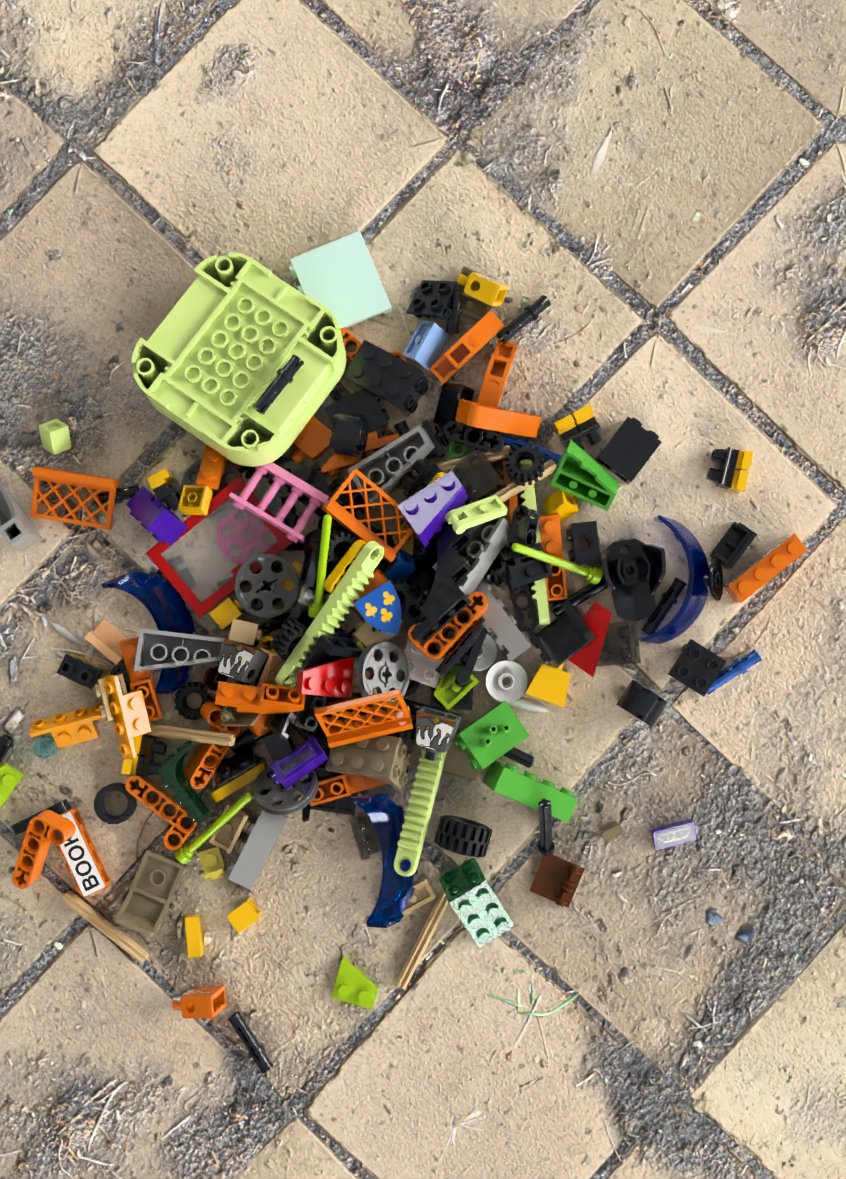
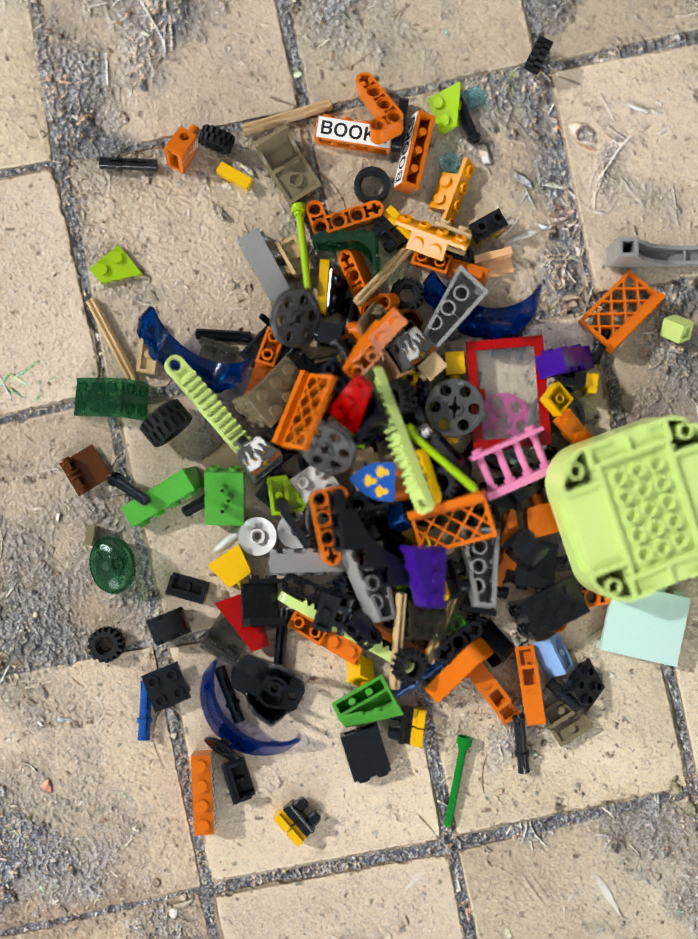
camera: 125 degrees right, 0 degrees up
(57, 786) = (414, 152): none -> orange brick
(171, 976) = (216, 139): none -> black tyre
(212, 863) = (277, 226): light yellow bracket -> none
(244, 915) = (223, 223): yellow panel -> none
(284, 377) = (602, 522): black pin -> none
(298, 763) = (305, 338): dark purple window -> none
(346, 841) = (224, 335): none -> black axle
(456, 654) = (304, 518): black pin -> none
(475, 513) = (398, 602): yellowish green plate -> none
(490, 291) = (561, 734): yellow torso -> none
(559, 369) = (464, 743): none -> green piece
(589, 532) = (327, 676): black brick -> none
(591, 574) = (291, 657): lime piece -> none
(596, 710) = (188, 588): none -> black hinge
(623, 793) = (112, 564): none -> clear green dish
(673, 834) = (56, 580): slope -> none
(711, 748) = (97, 652): none -> black tyre

